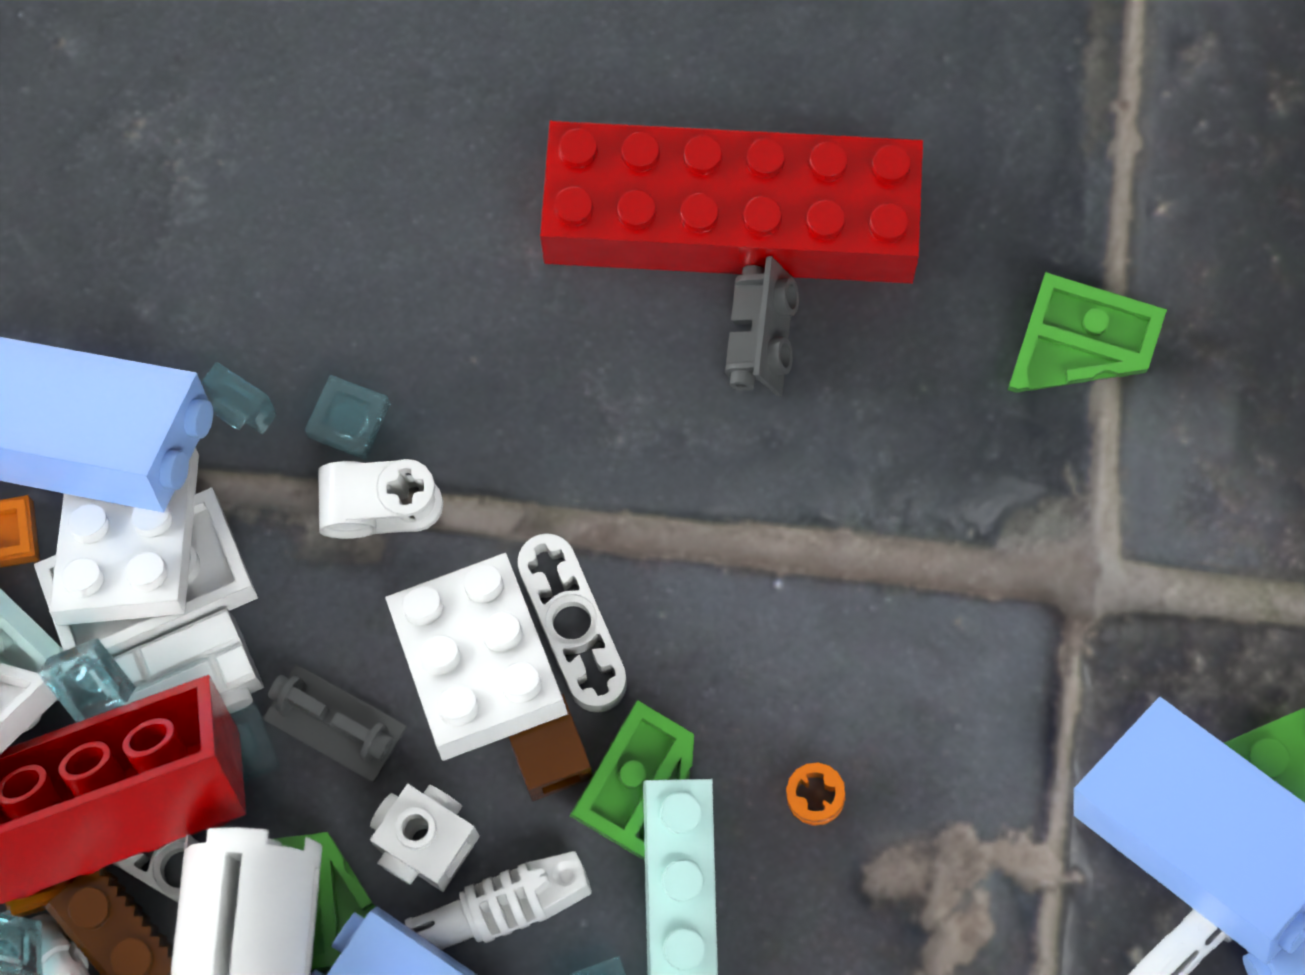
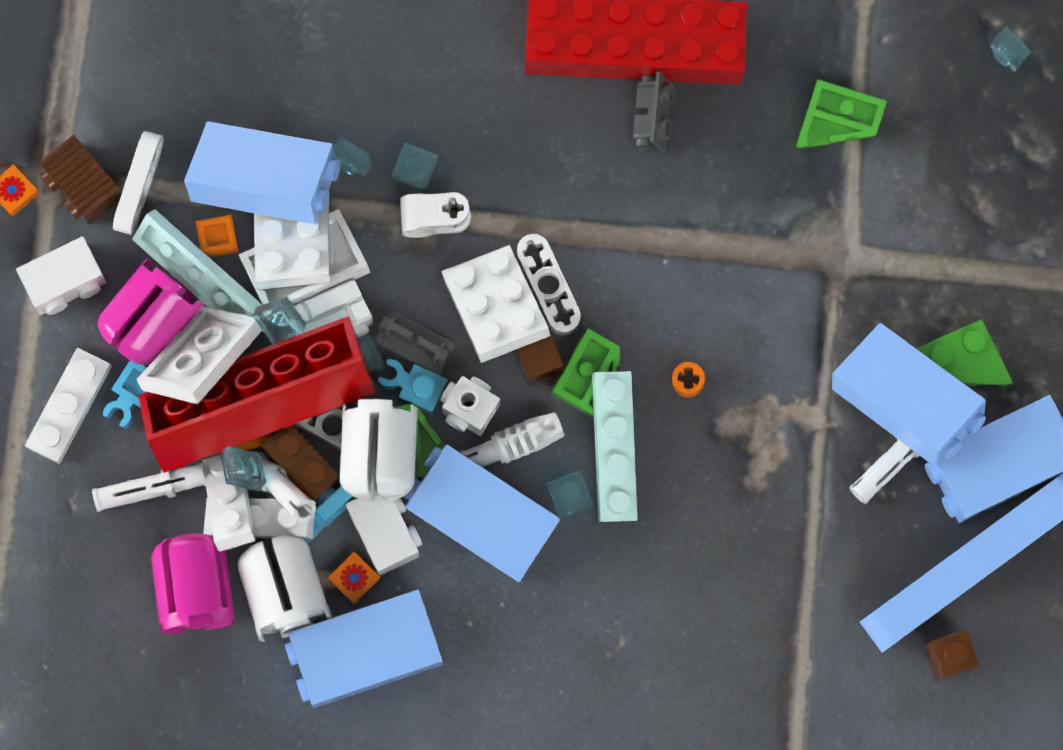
camera: 10 degrees left, 5 degrees up
(336, 801) = (418, 387): none -> medium azure plate

